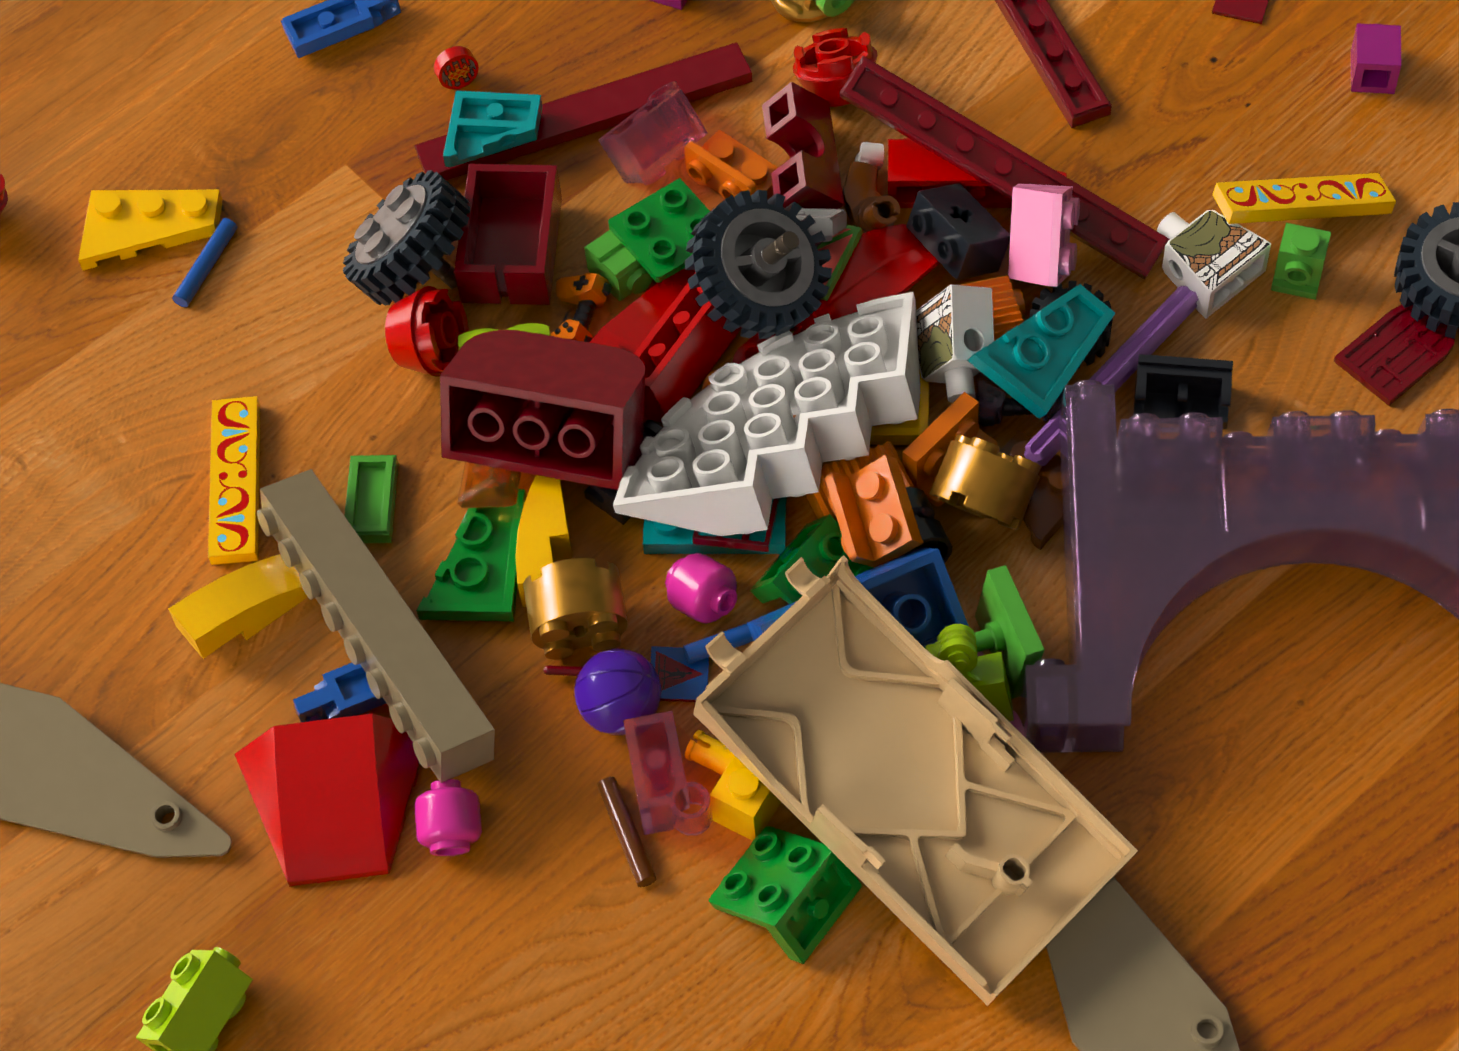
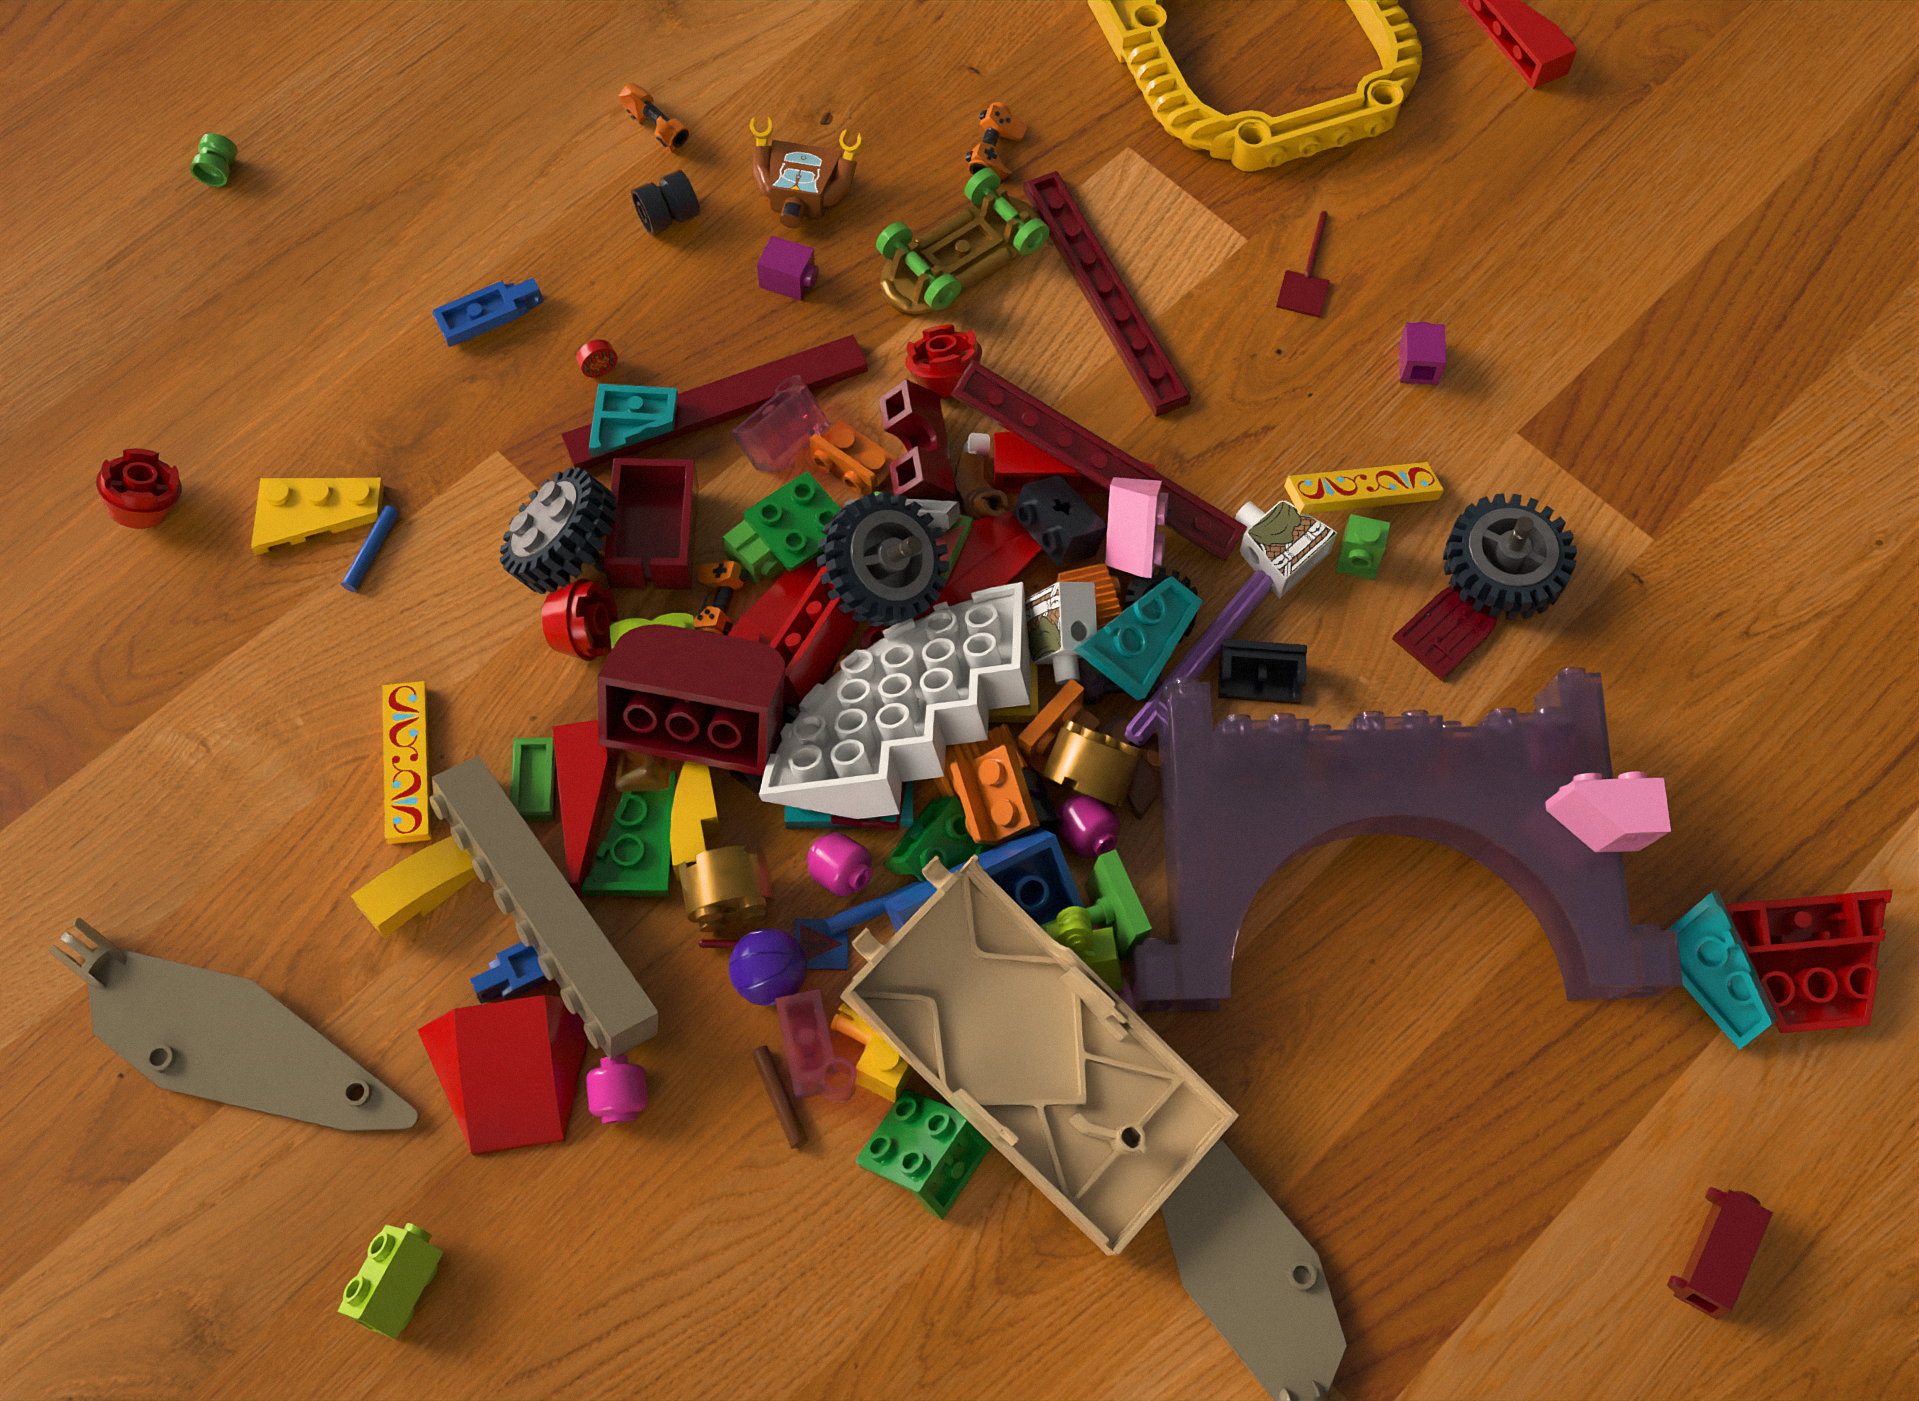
camera: 10 degrees left, 5 degrees up
(424, 509) = (584, 785): none -> red slope
(979, 547) = (1088, 826): none -> dark pink head

